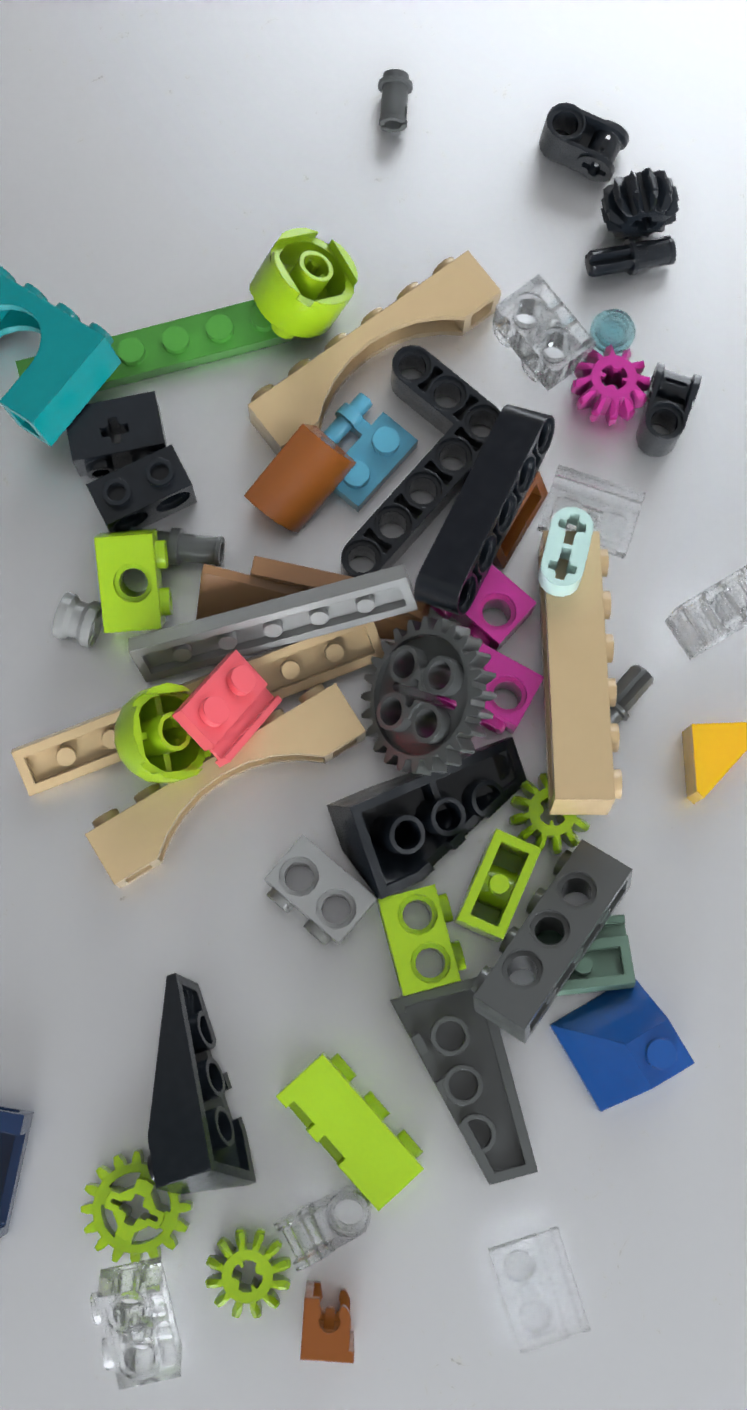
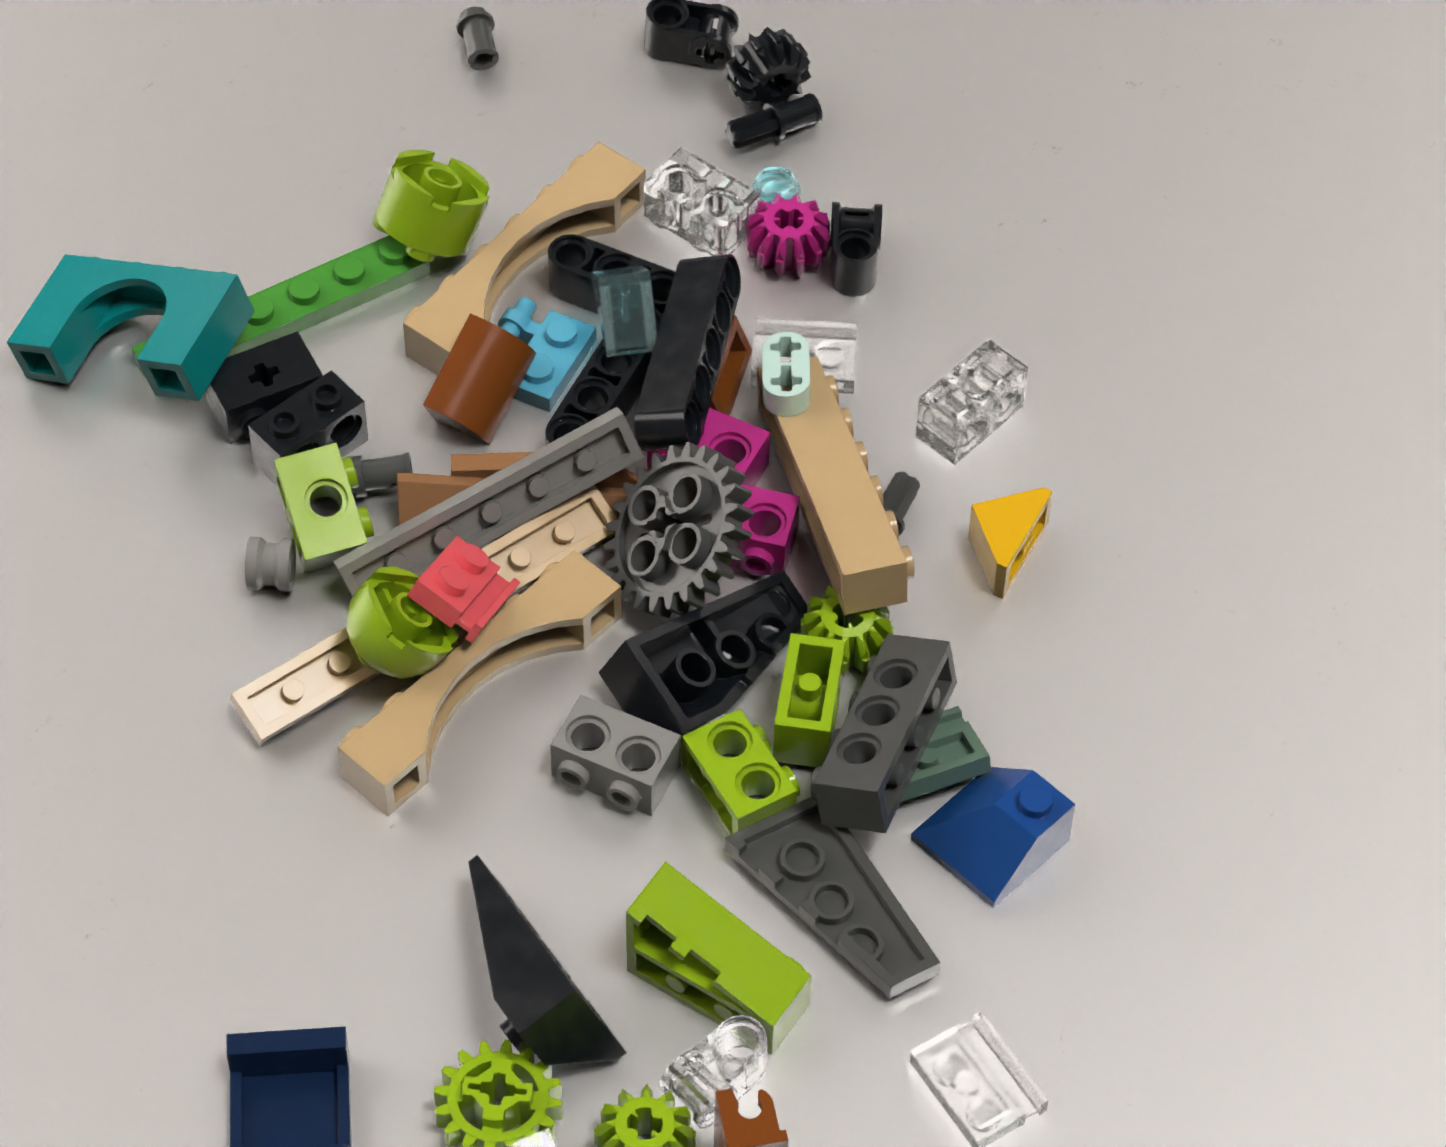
camera: 10 degrees left, 25 degrees down
(443, 442) = (625, 310): none -> clear light blue slope

